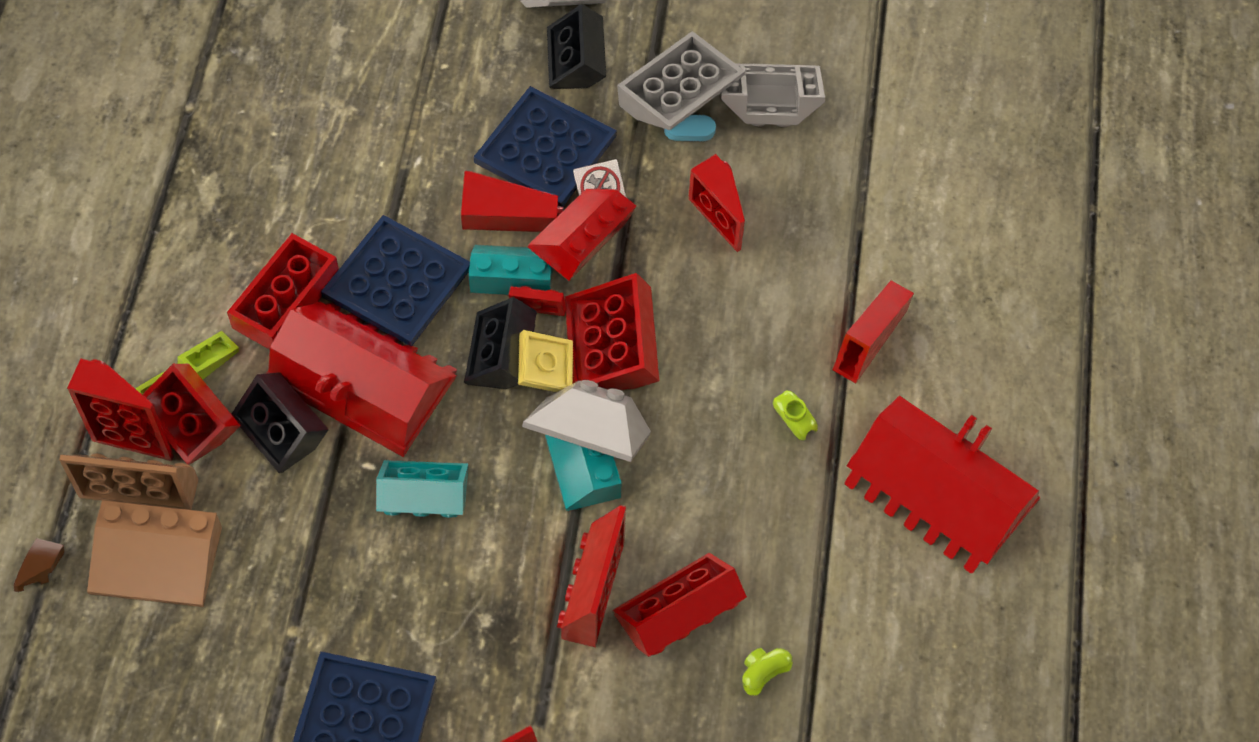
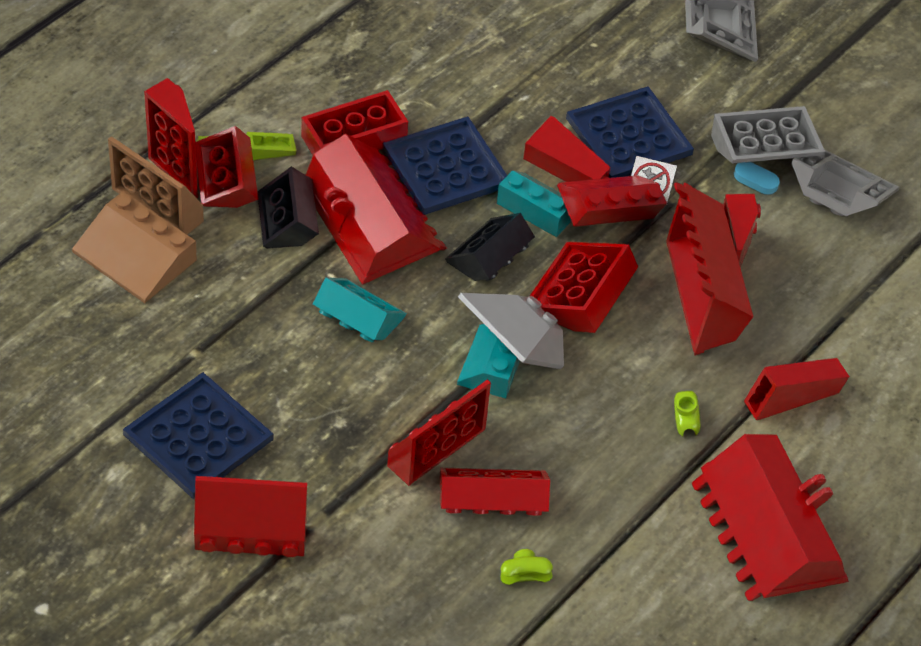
camera: 30 degrees right, 10 degrees down
(38, 563) = (52, 212): reddish brown slope -> none
(542, 301) = (544, 232): red plate -> none
(545, 361) = (515, 271): light yellow tile -> none
(576, 49) = (705, 80): black slope -> none
(723, 260) = (707, 271): none -> red piece

